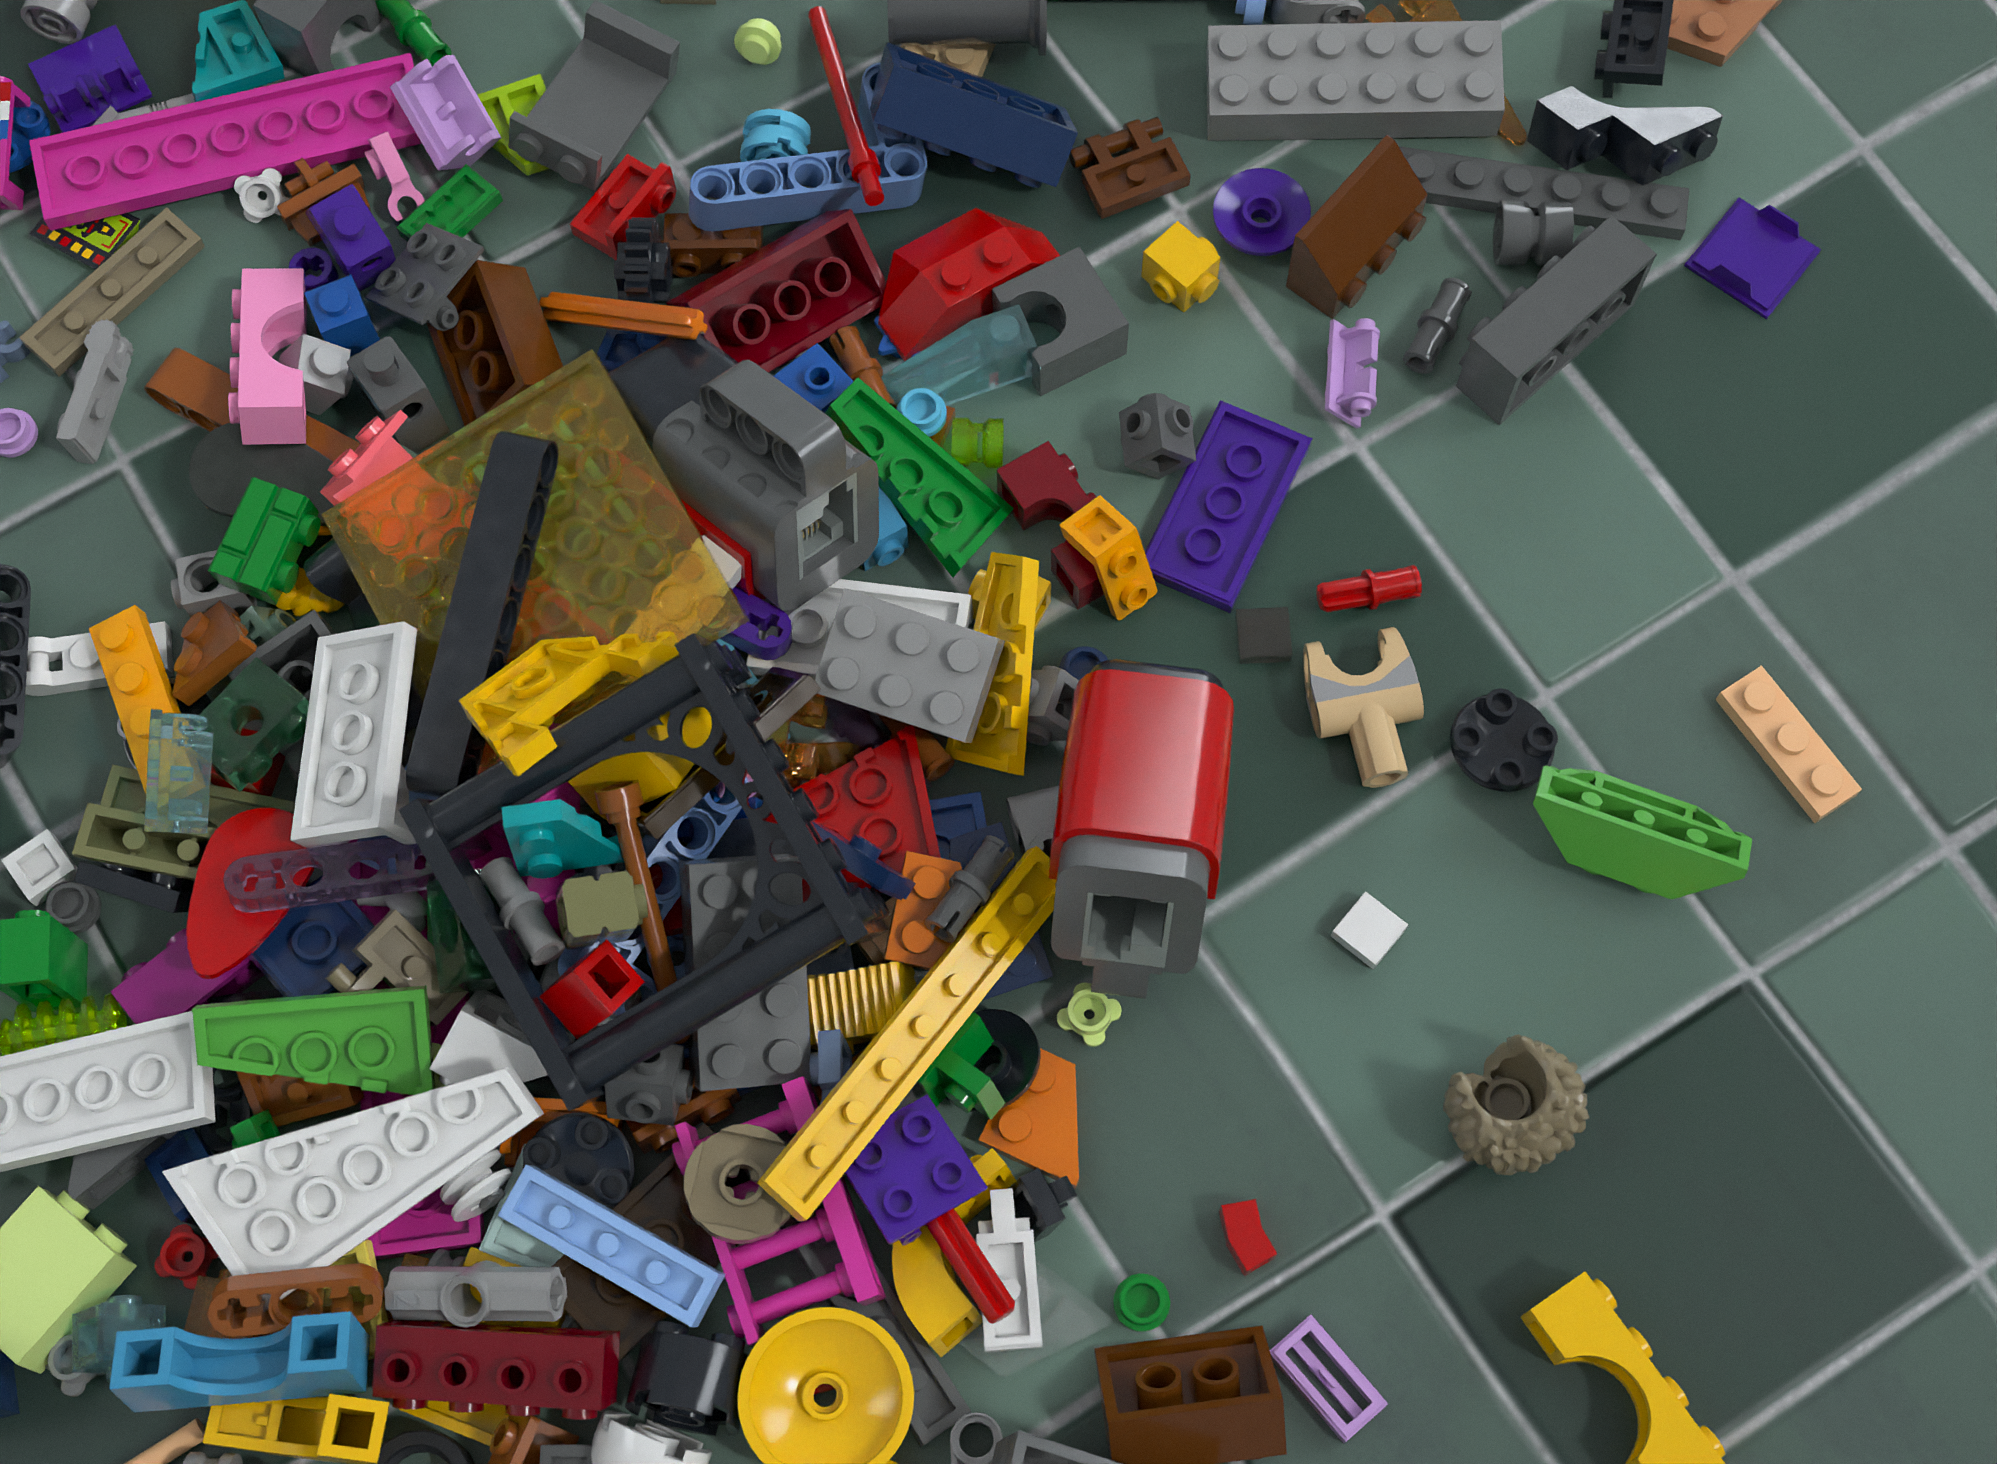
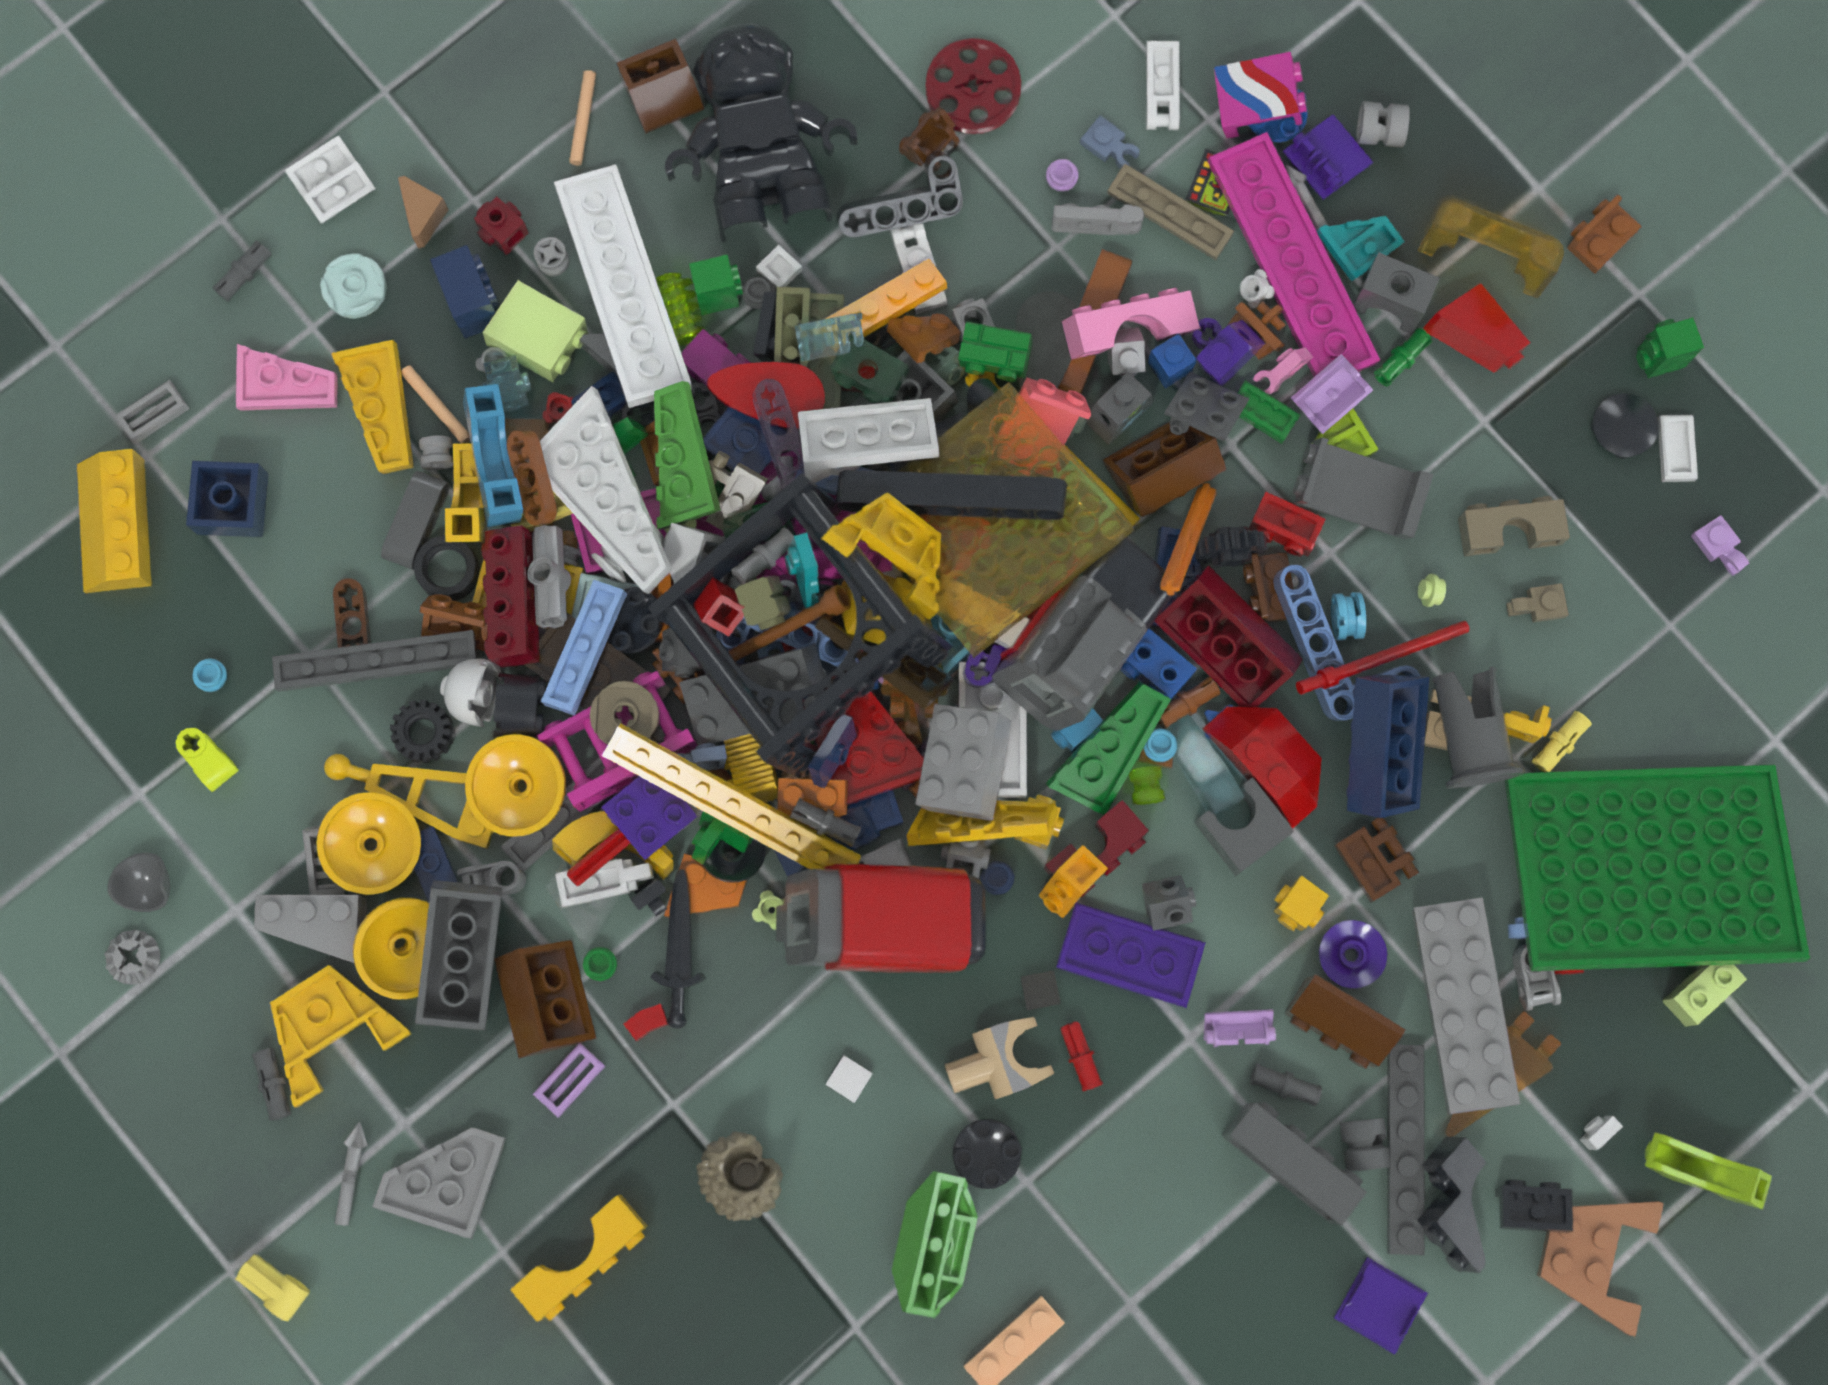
camera: 80 degrees right, 10 degrees up
(1137, 1166) = (679, 951): none -> black sword

